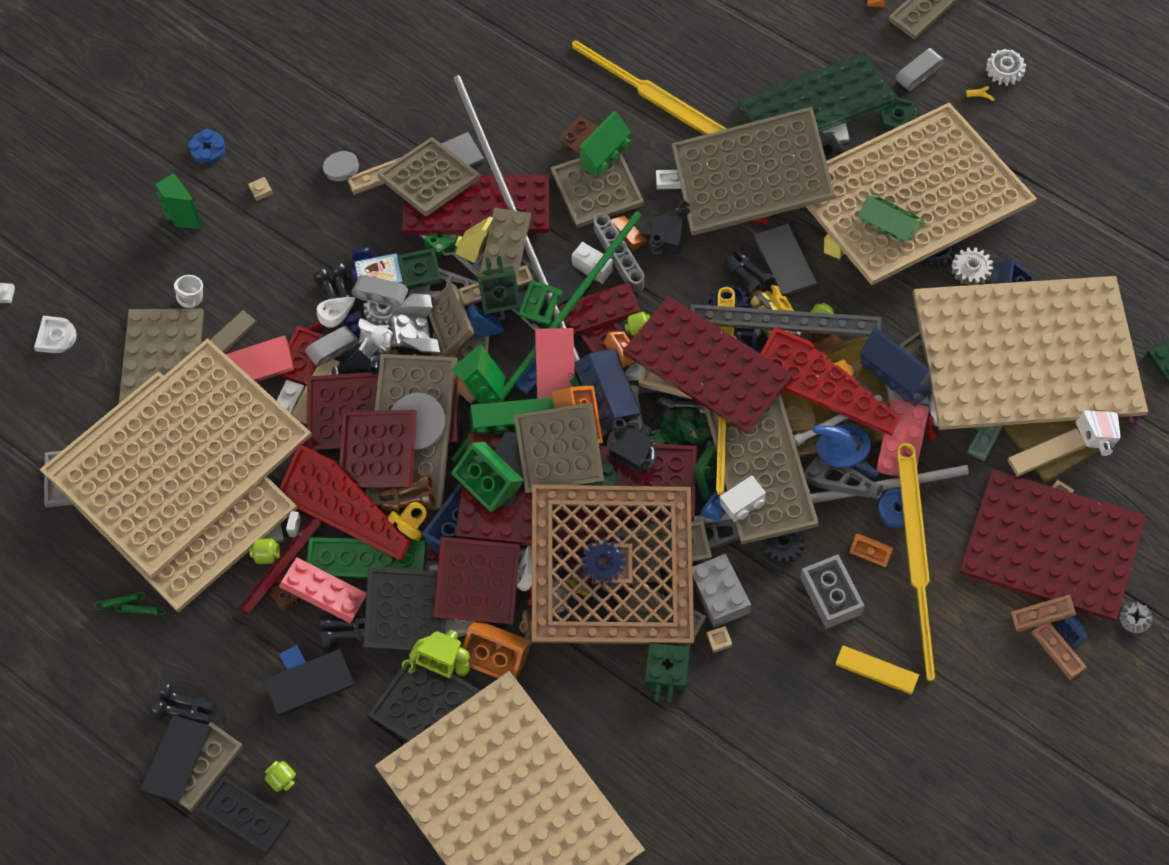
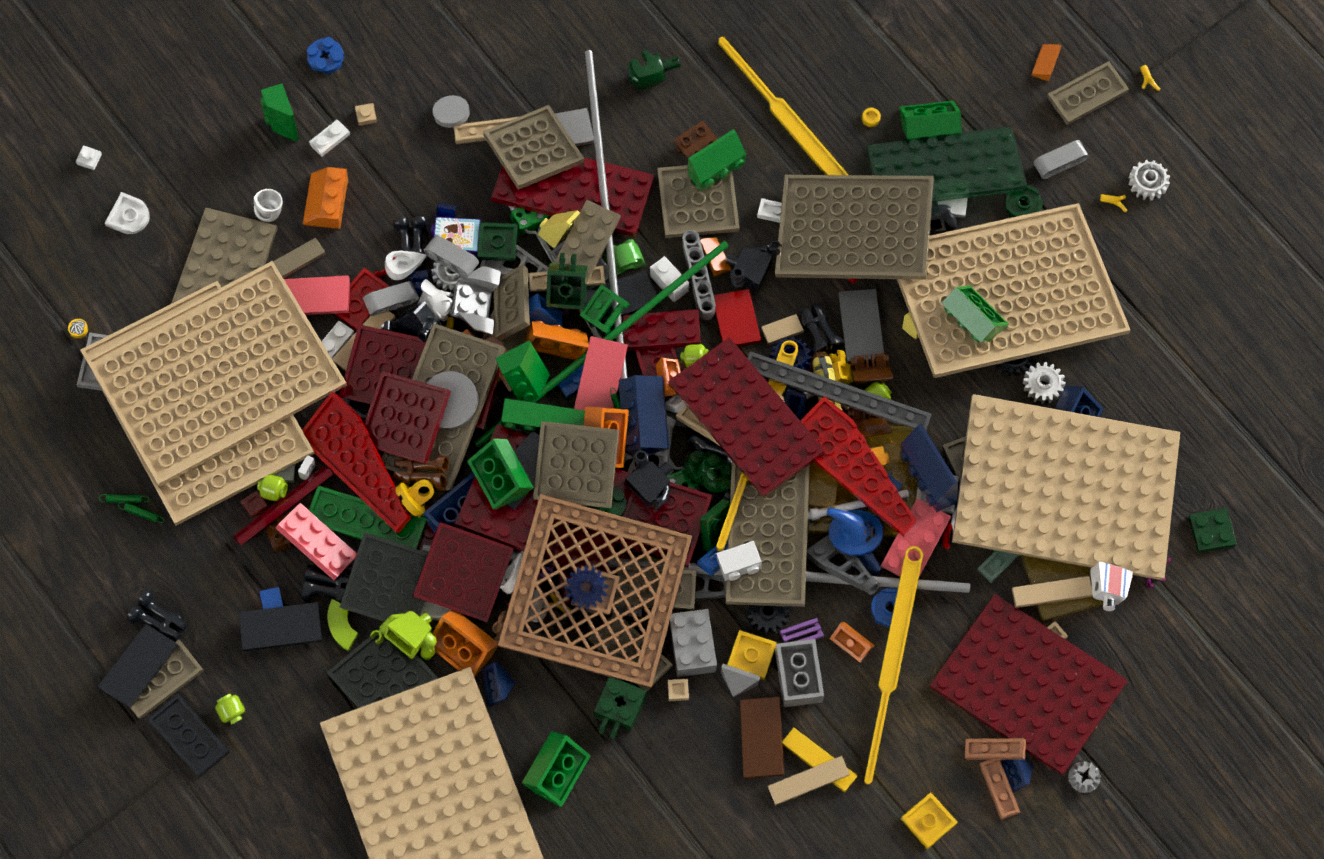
camera: 10 degrees right, 5 degrees up
(32, 452) = (78, 328): none -> tile
(231, 218) = (329, 138): none -> white plate
(243, 271) = (326, 198): none -> orange slope
(251, 572) = (254, 504): none -> clear red plate
(368, 667) = (339, 626): none -> lime tile
(504, 343) = (557, 340): none -> orange slope
(519, 86) = (653, 72): none -> dark green piece
(539, 680) = (497, 683): none -> dark blue slope
(546, 253) = (627, 256): none -> bright green cylinder
(623, 747) = (556, 768): none -> green slope
(665, 279) = (737, 317): none -> red tile
(712, 280) = (782, 328): none -> tan tile
(733, 76) = (871, 117): none -> yellow tile
(774, 614) = (738, 680): none -> light grey slope
(779, 587) = (752, 654): none -> yellow plate
(790, 64) = (931, 120): none -> green slope
(813, 293) = (871, 371): none -> reddish brown hinge
(815, 663) = (762, 737): none -> reddish brown tile
(833, 545) = (784, 632): none -> medium lavender tile
(874, 692) = (808, 780): none -> tan tile
(1002, 699) = (929, 820): none -> yellow tile

